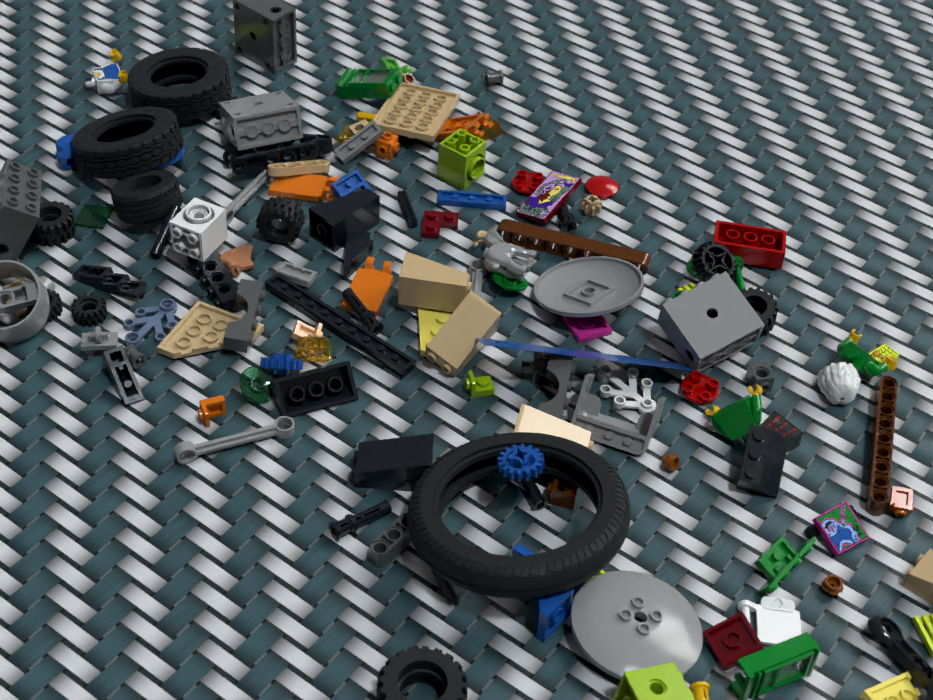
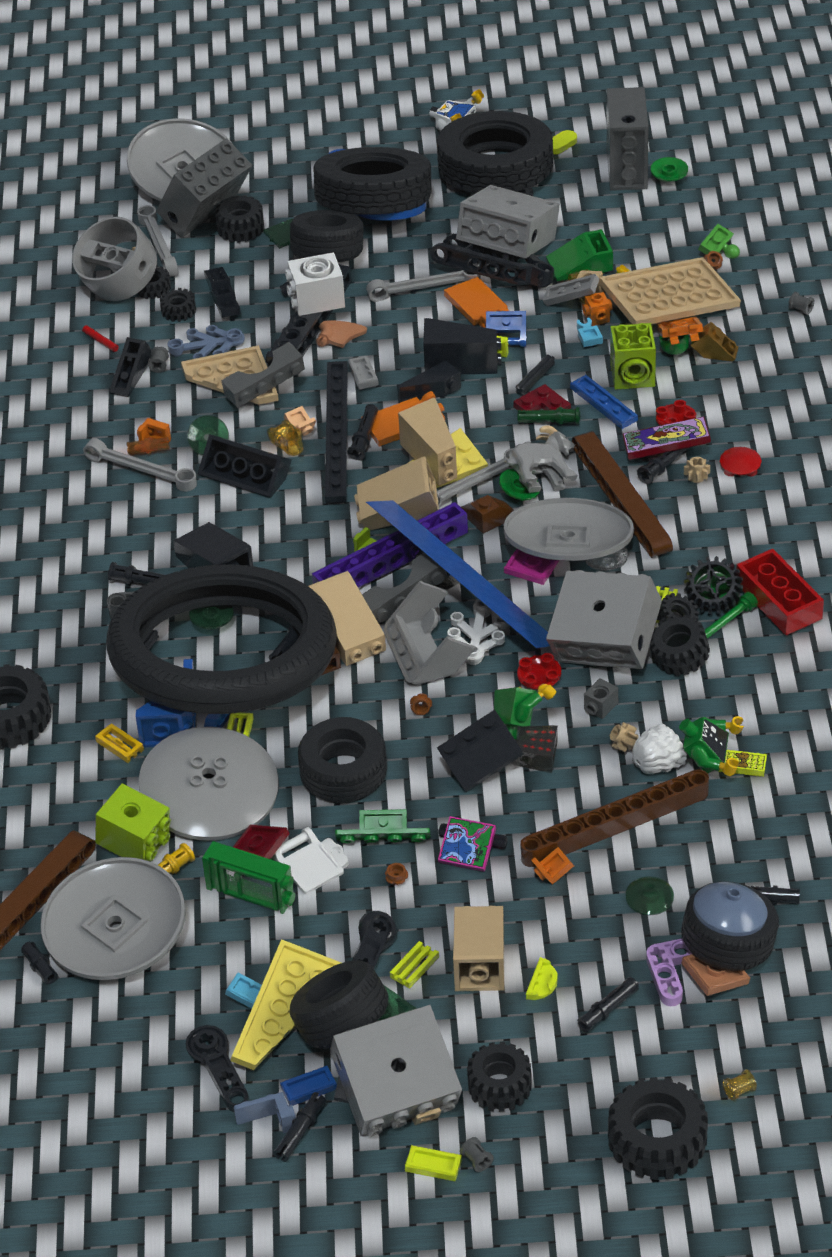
camera: 55 degrees right, 0 degrees up
(59, 371) = (100, 338): none -> red piece
(98, 341) = (148, 331): light grey hips -> none
(219, 422) = (148, 445): none -> clear orange pin
(280, 209) = (401, 317): black tyre -> none
(281, 363) = (242, 429): blue gear -> none
(298, 168) = (492, 284): tan beam -> none
(304, 41) = (669, 169): none -> green dish
(330, 117) = (584, 252): none -> green slope
(368, 83) = (663, 241): green door -> none
(402, 164) = (589, 334): none -> medium azure plate
(458, 508) = (211, 617): none -> clear green dish
(463, 224) = (555, 416): none -> dark green pin
(506, 377) = (396, 548): none -> dark purple brick
(515, 312) = (487, 512): none -> reddish brown slope
(521, 462) = (255, 599): blue gear -> none
(529, 655) = (116, 745): none -> yellow tile
(694, 557) = (342, 738): none -> black tyre
(804, 390) = (623, 737): none -> tan gear

